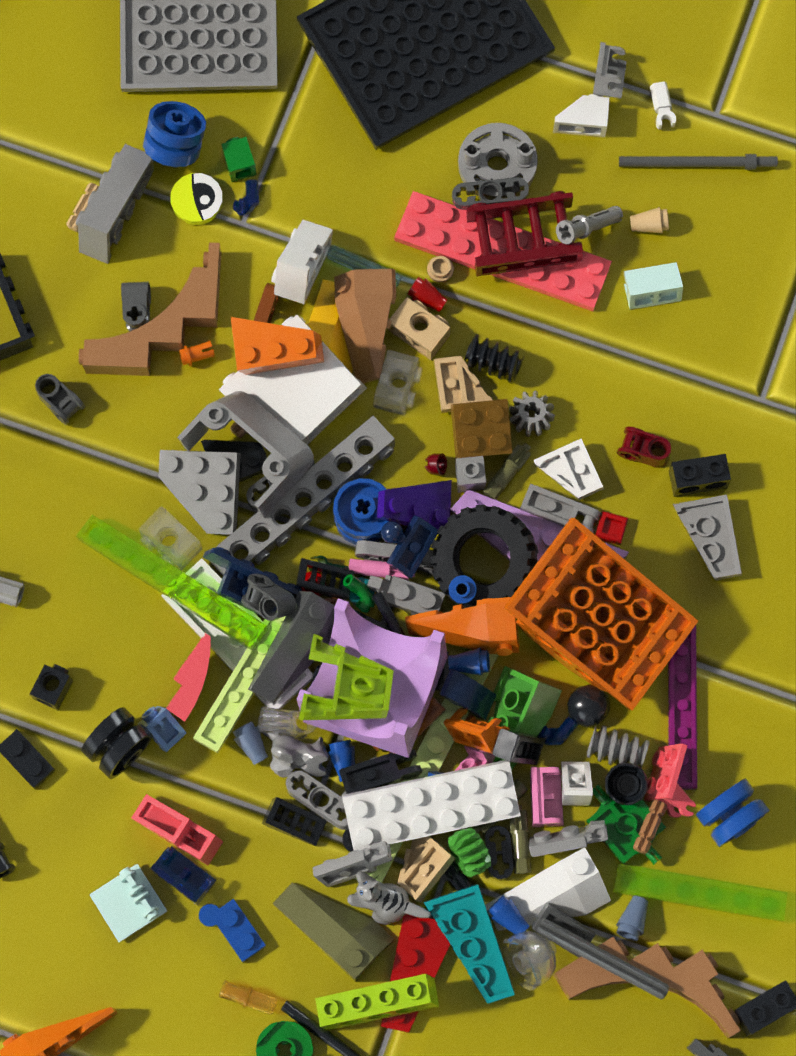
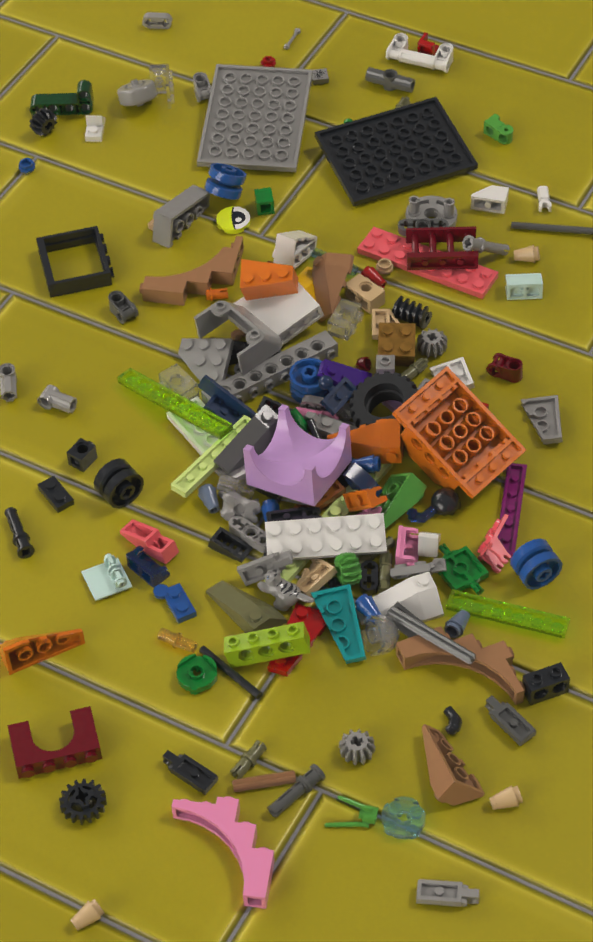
camera: 10 degrees right, 25 degrees down
(136, 303) = (183, 262): dark grey piece -> none
(163, 726) = (153, 483): medium blue bracket -> none
(191, 677) = (175, 456): coral slope -> none
(250, 201) = (268, 223): clear blue arm -> none
(268, 598) = (236, 409): dark grey piece -> none
(360, 686) = (279, 451): lime wing -> none
(471, 589) = (369, 419): blue plate -> none
(518, 747) = (392, 508): black slope -> none
(609, 72) = (508, 177): light grey hinge -> none
(617, 748) = (460, 525): light grey piece -> none
(626, 783) = (463, 537): black hair -> none
(650, 827) = (477, 567): medium nougat axle -> none
(699, 475) = (540, 383): black brick -> none

